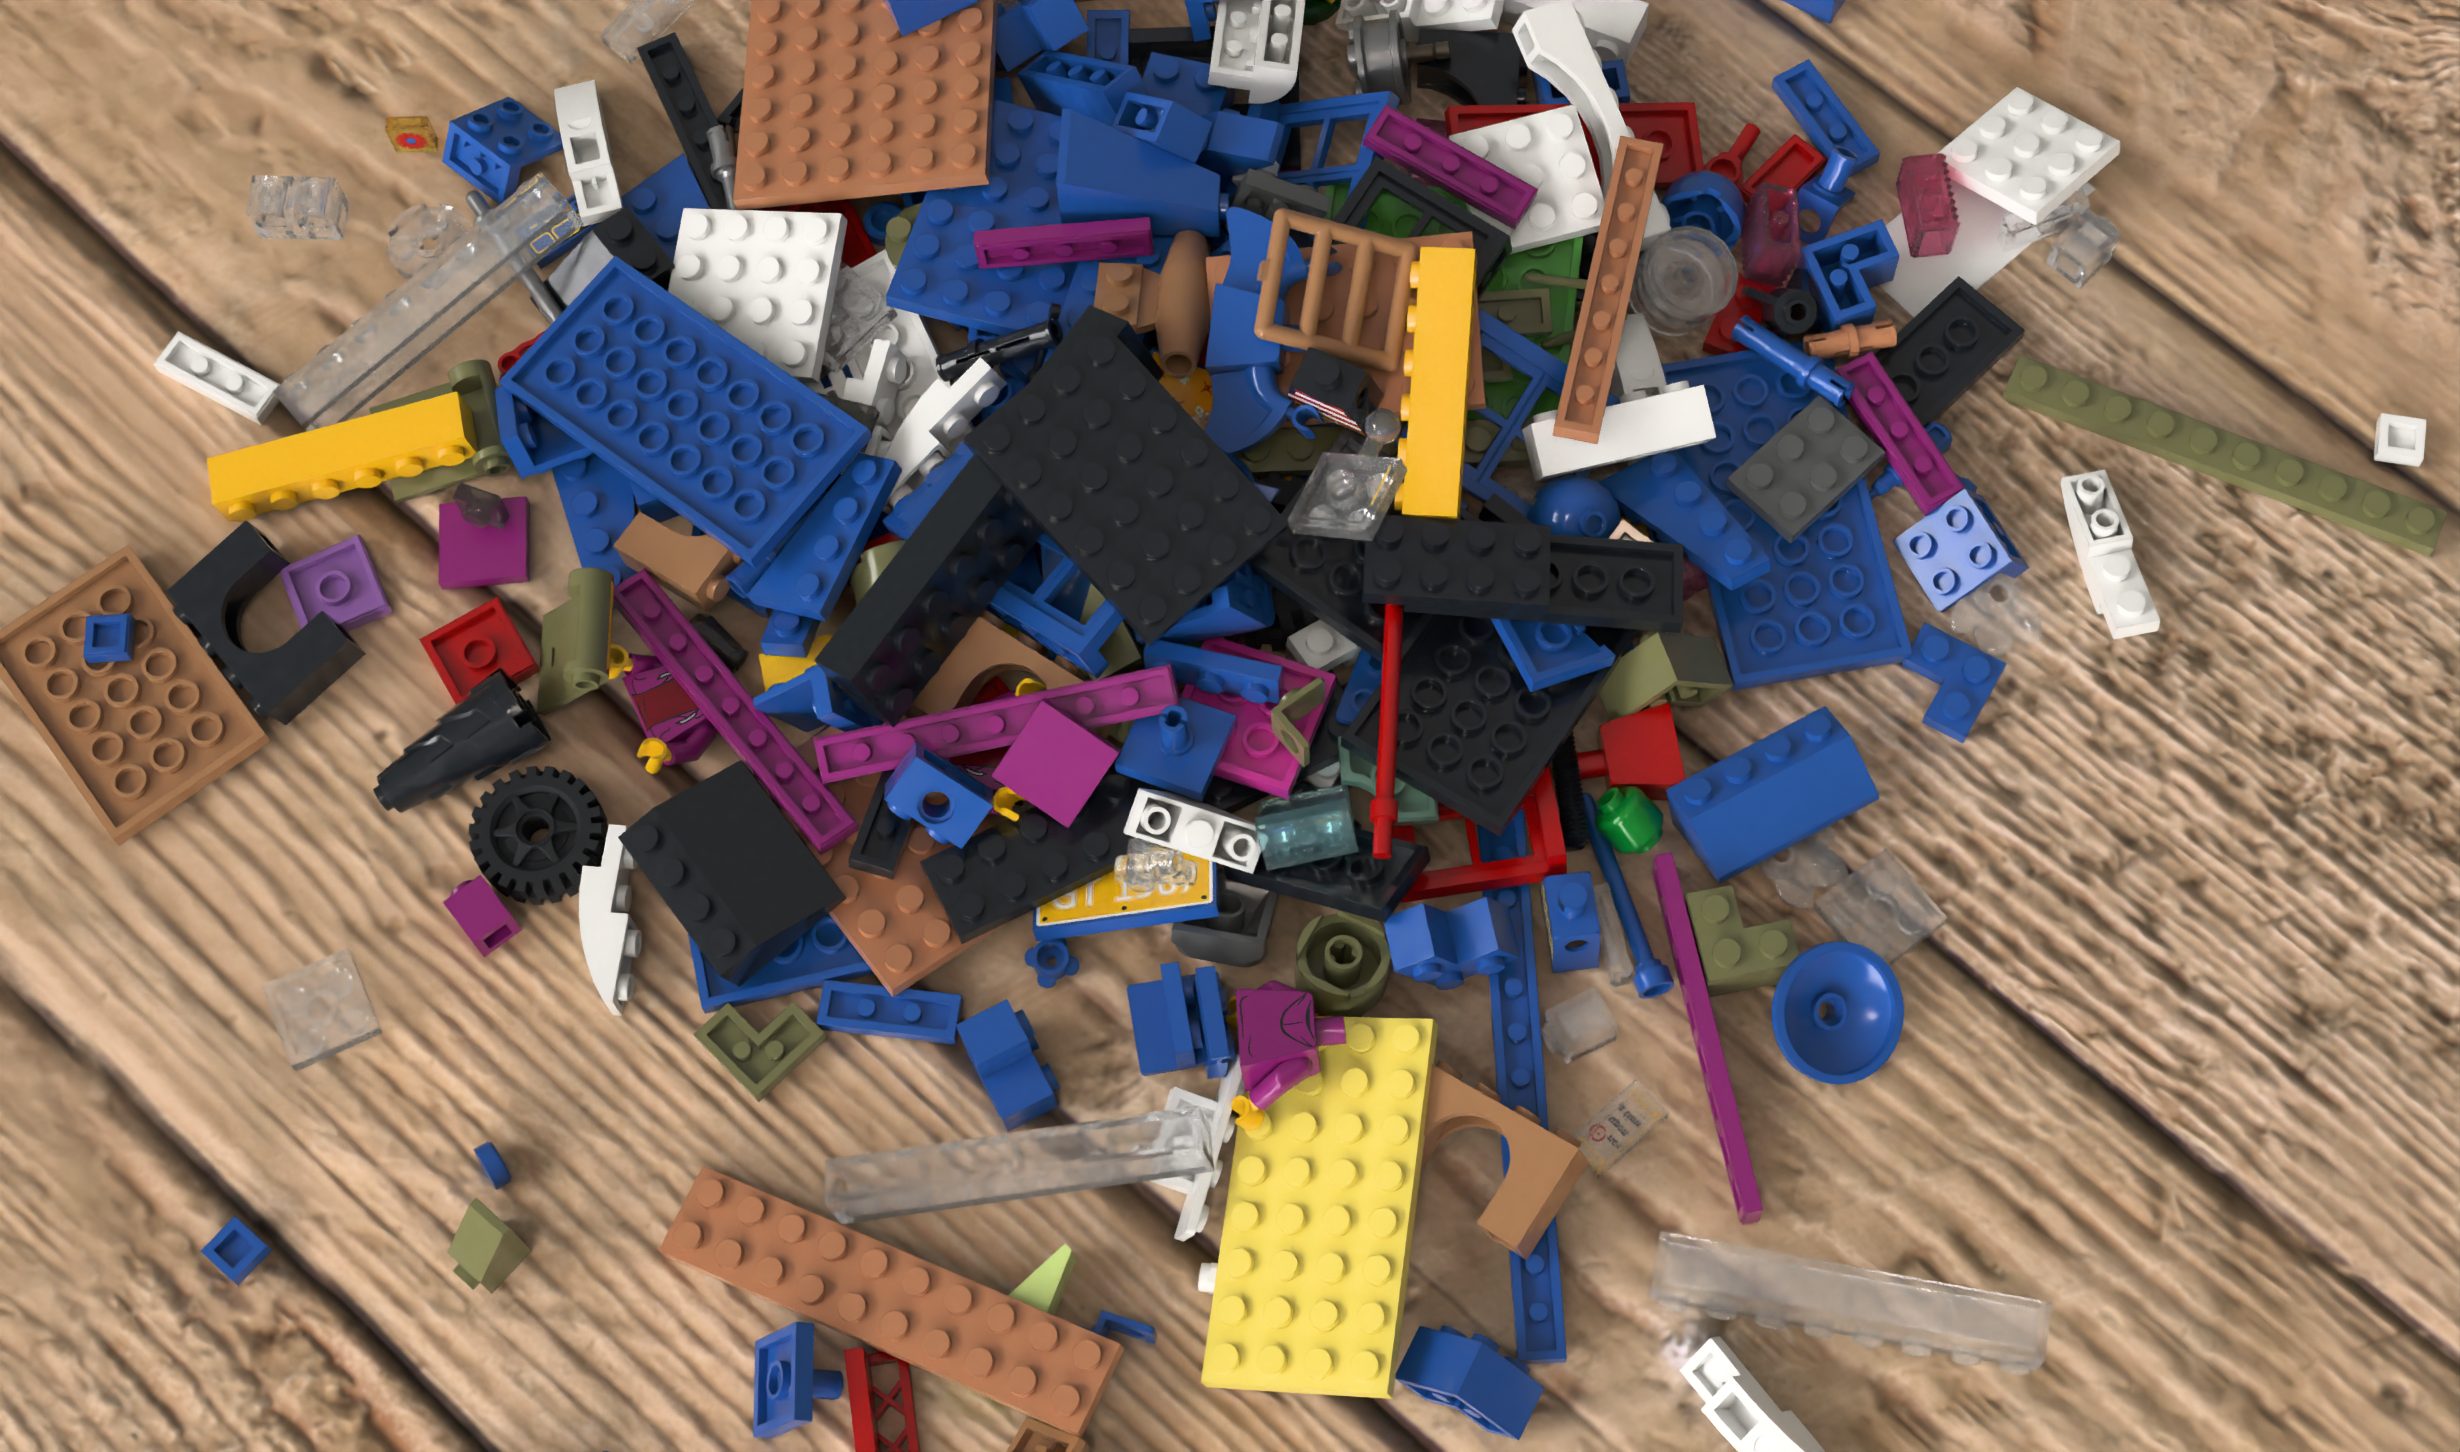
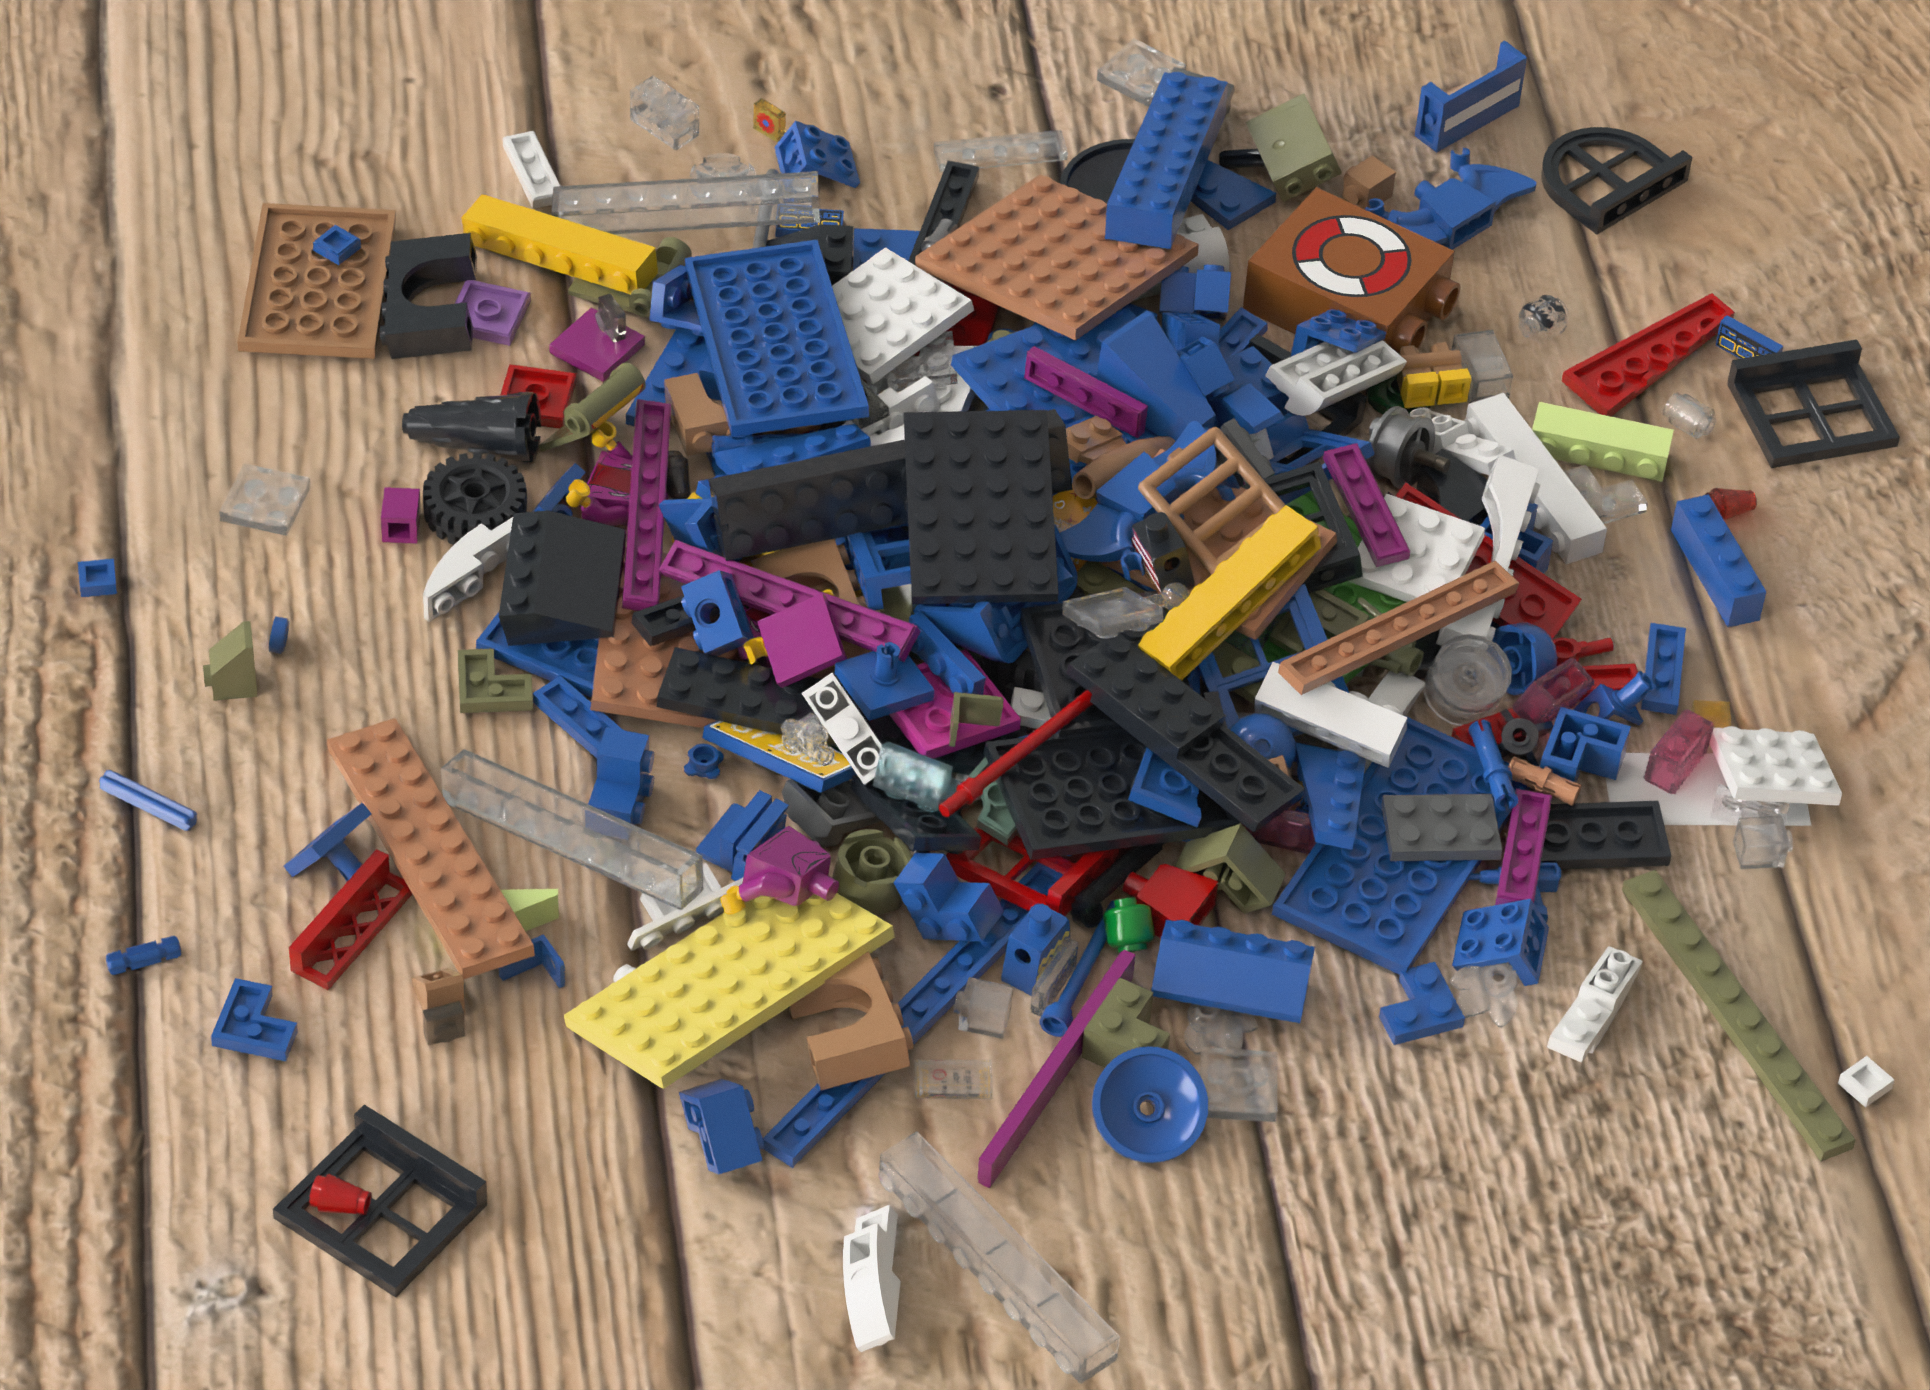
camera: 30 degrees right, 20 degrees down
(588, 151) = (862, 188): white slope -> none
(616, 750) = (560, 491): none -> blue plate
(1911, 138) = (1714, 711): none -> clear yellow tile

